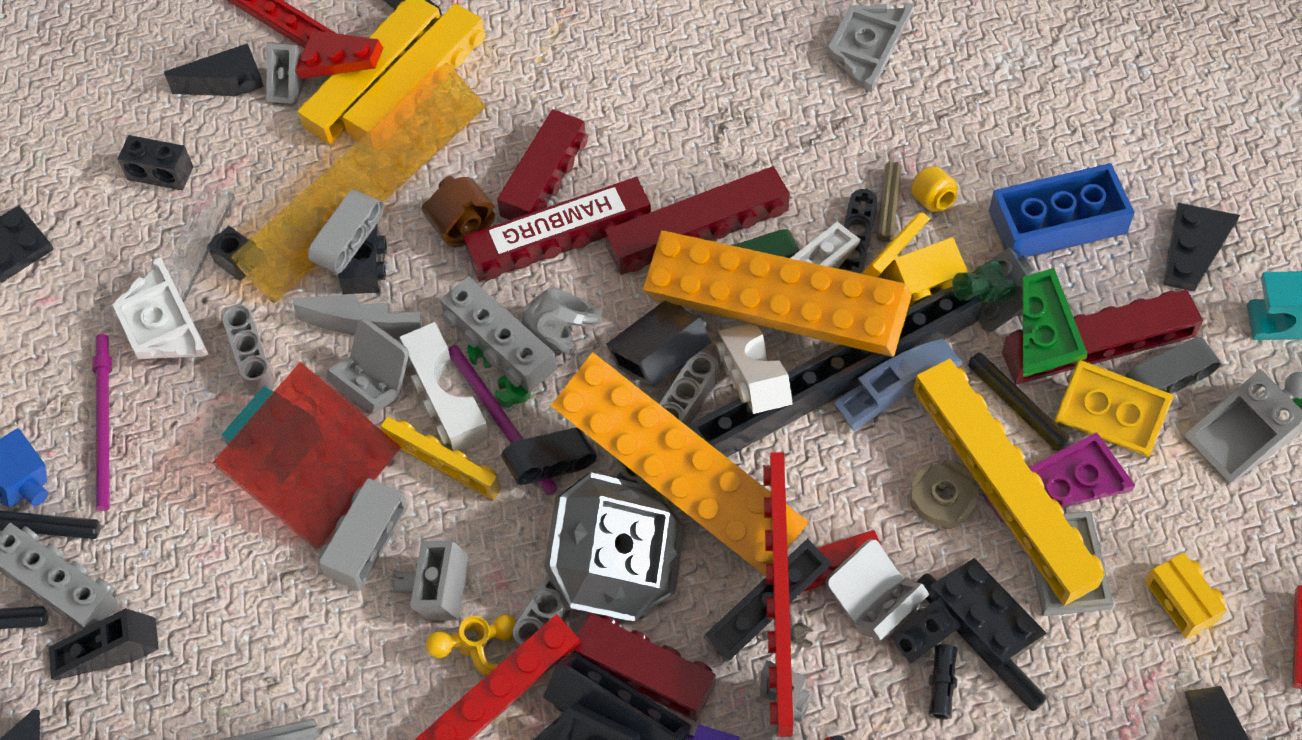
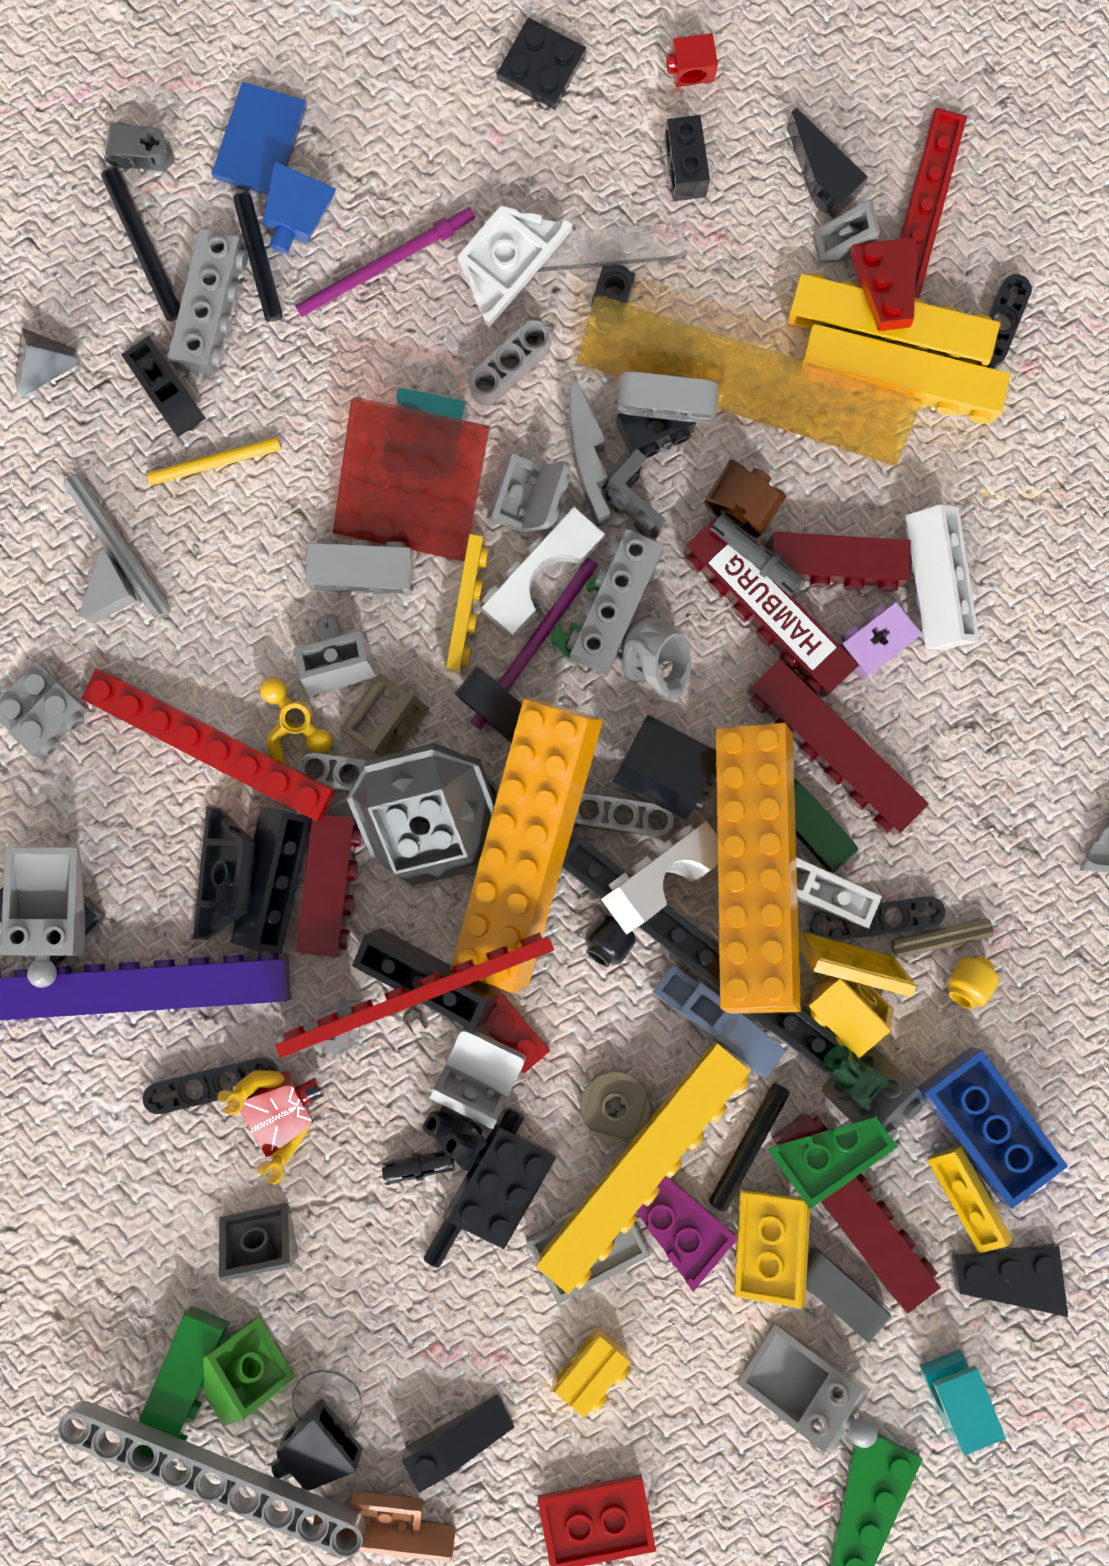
camera: 60 degrees right, 25 degrees up
(79, 132) = (692, 60): none -> red brick
(196, 631) = (213, 461): none -> yellow bar
(418, 291) = (624, 500): none -> dark grey bracket
(503, 215) = (761, 557): none -> dark grey pin
(522, 553) = (396, 725): none -> dark tan tile
(593, 101) = (942, 577): none -> white brick
(621, 157) = (895, 630): none -> lavender brick
(795, 441) = (608, 942): none -> black head
(1118, 250) = (970, 1199): none -> yellow plate

